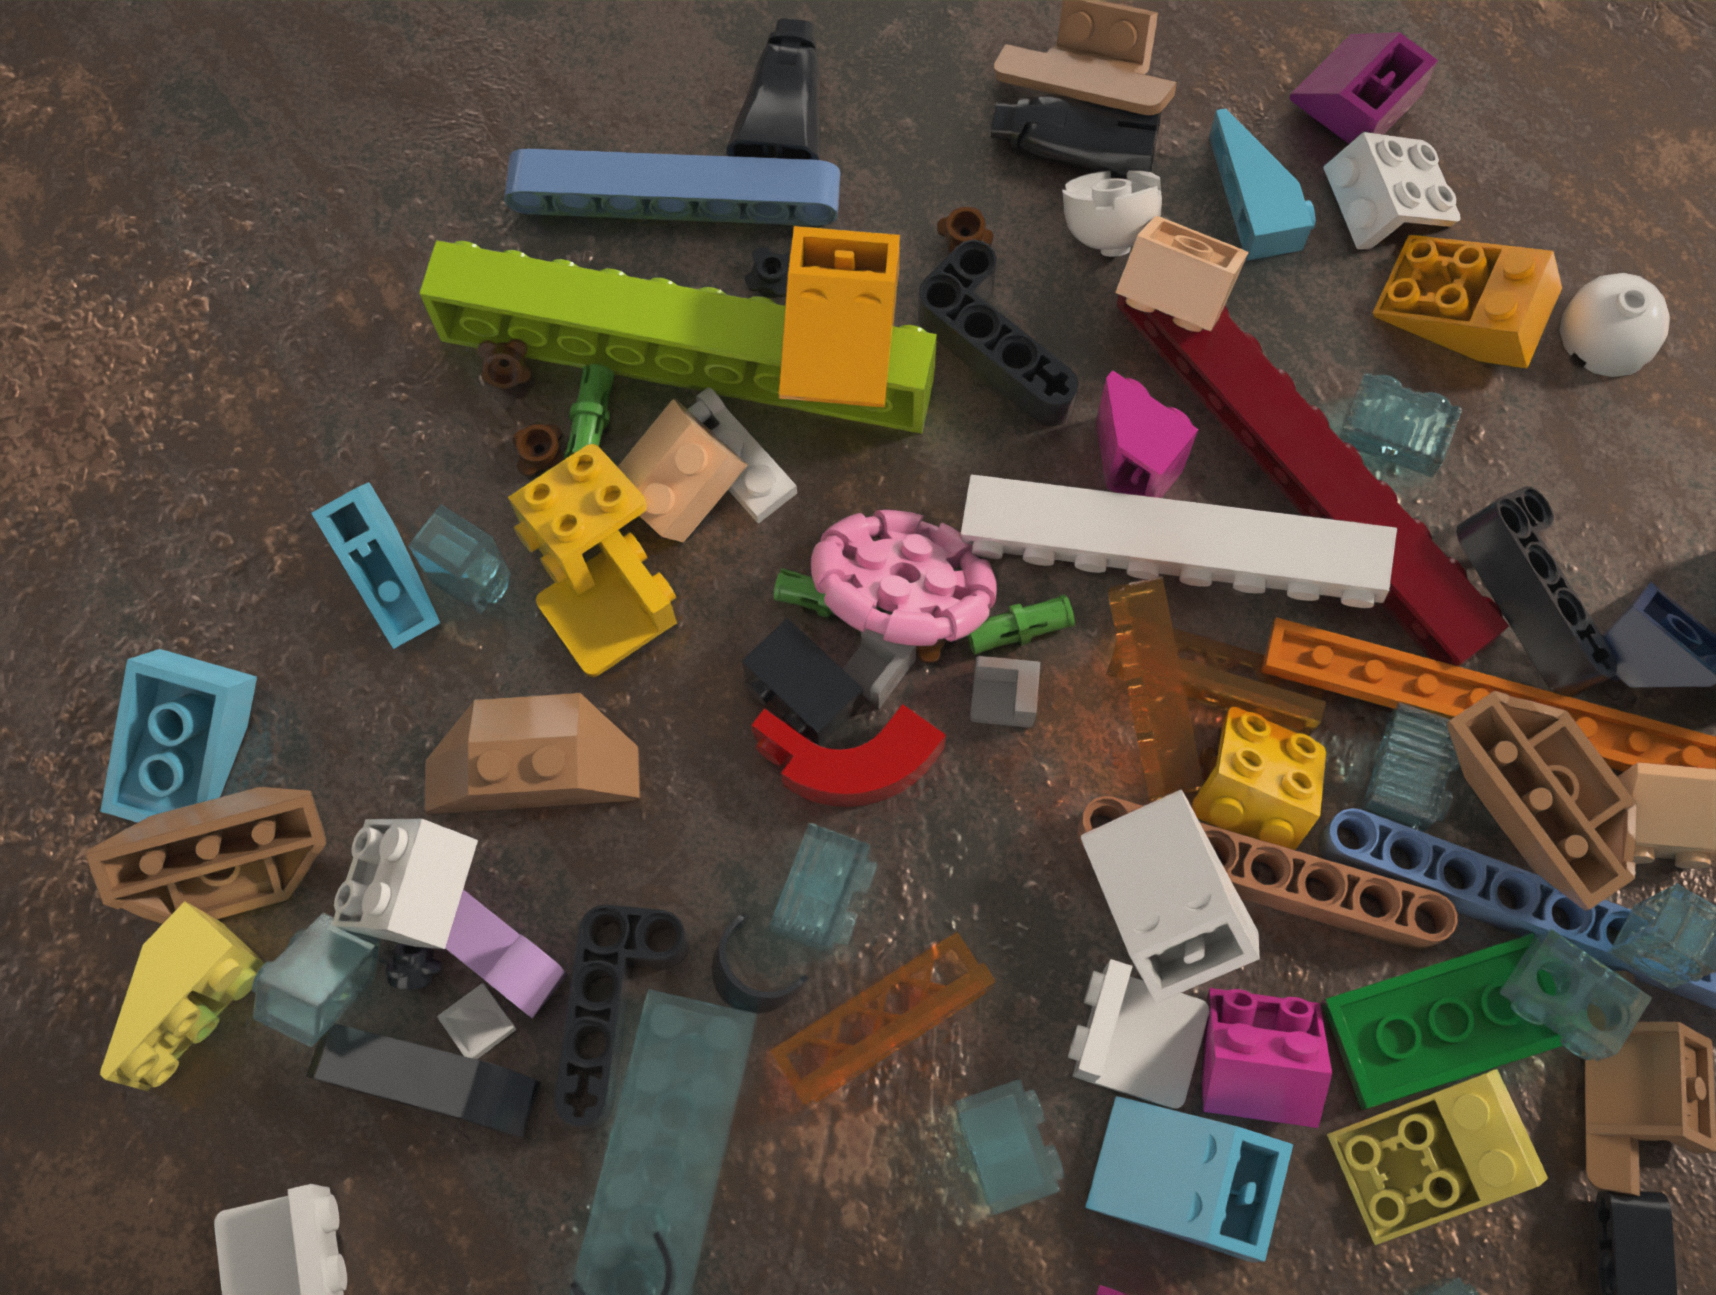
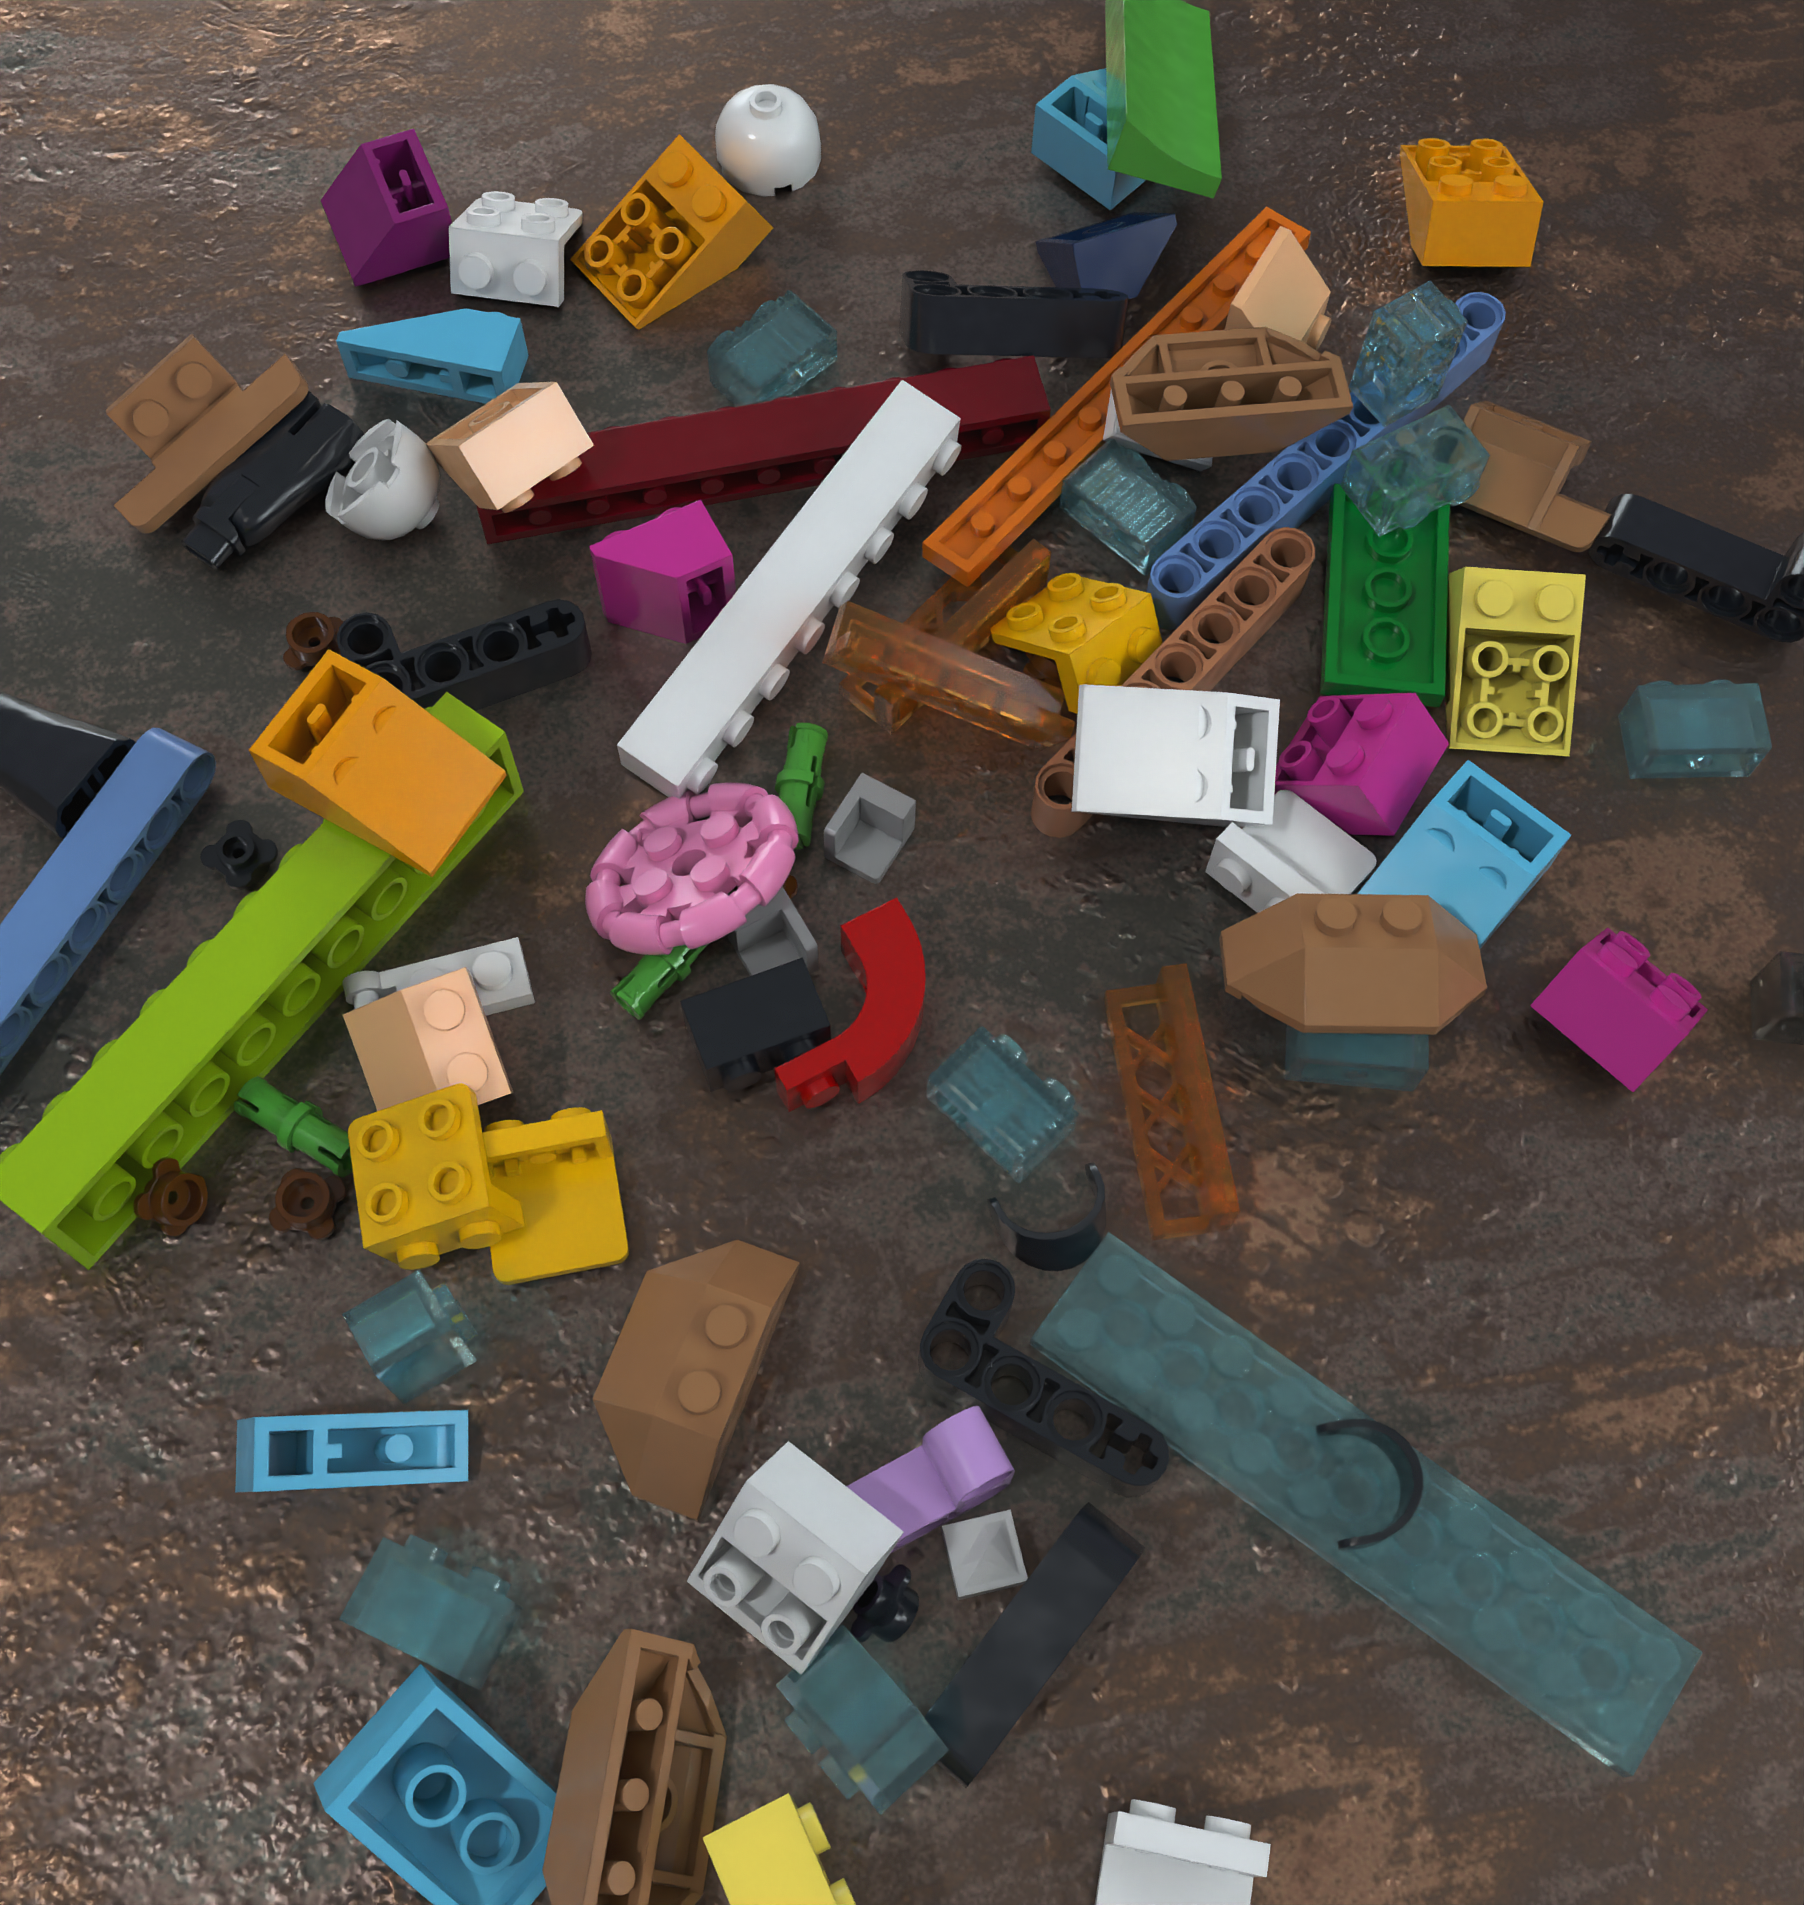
camera: 70 degrees left, 5 degrees down
(293, 668) = (433, 1610): none -> clear light blue brick
(1050, 1122) = (1355, 963): none -> medium nougat wedge

